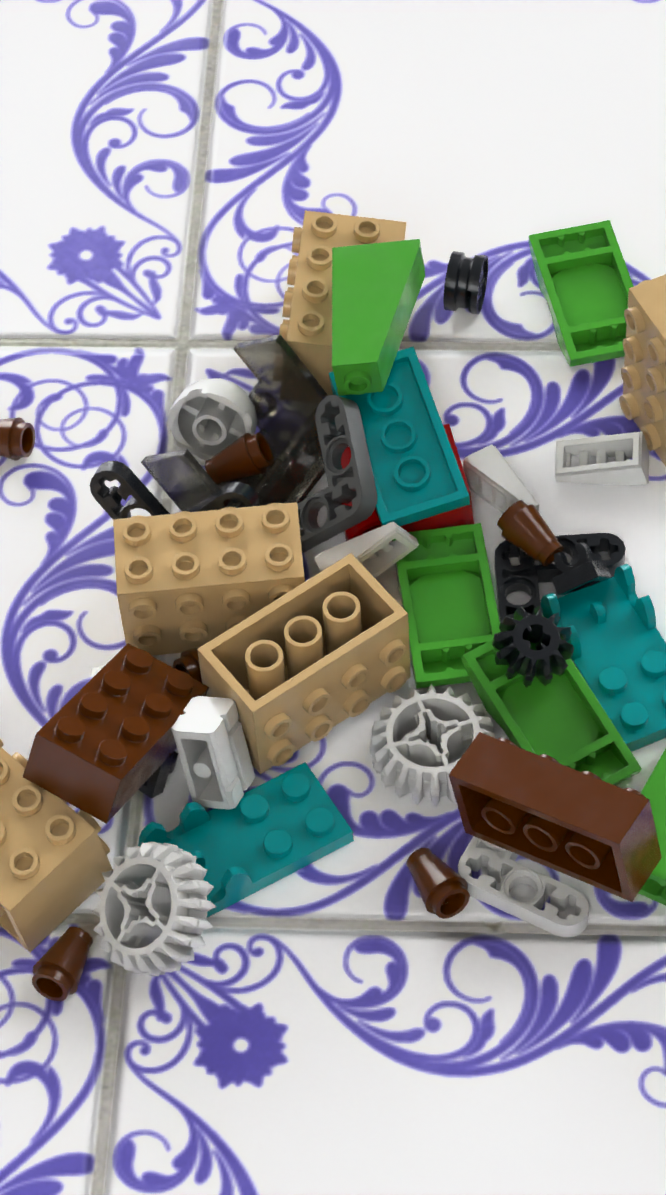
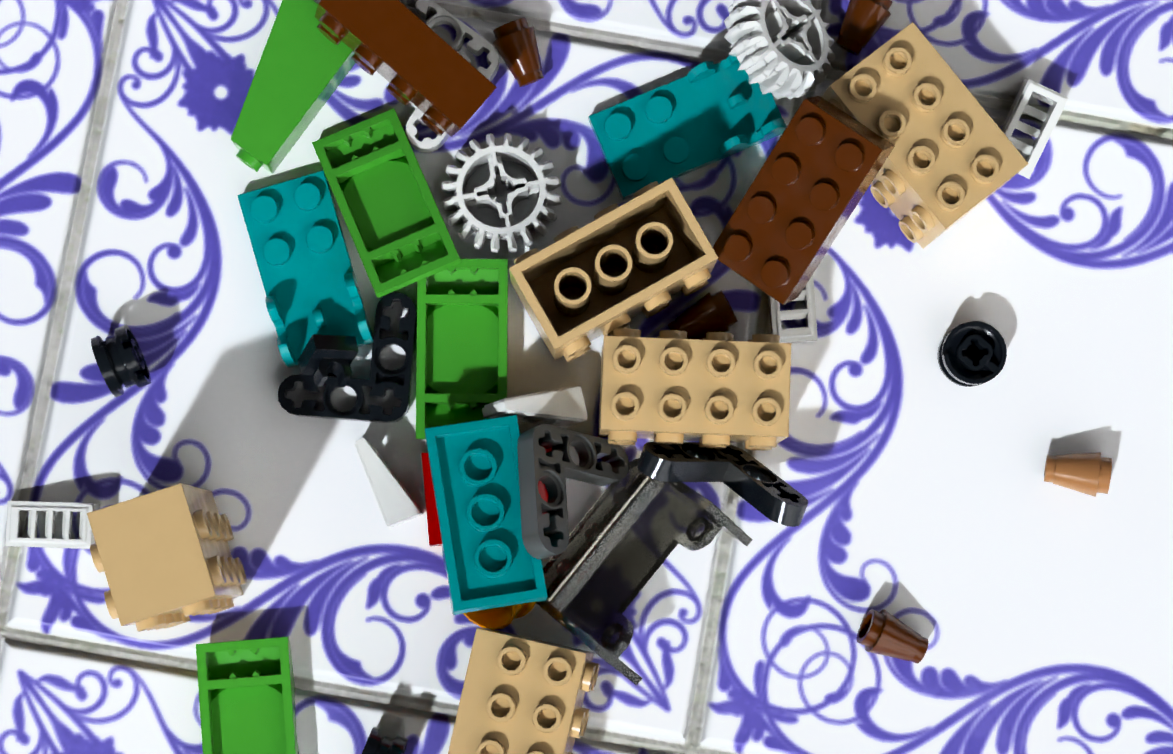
camera: 175 degrees right, 30 degrees up
(210, 417) = (669, 616): white cylinder -> none
(213, 752) = (711, 188): white brick -> none
(241, 459) = (646, 554): reddish brown cone -> none
(371, 309) = (493, 658): bright green slope -> none
(529, 532) = (370, 411): reddish brown cone -> none
(550, 646) = (383, 233): black gear -> none
(603, 472) = (241, 505): white slope -> none

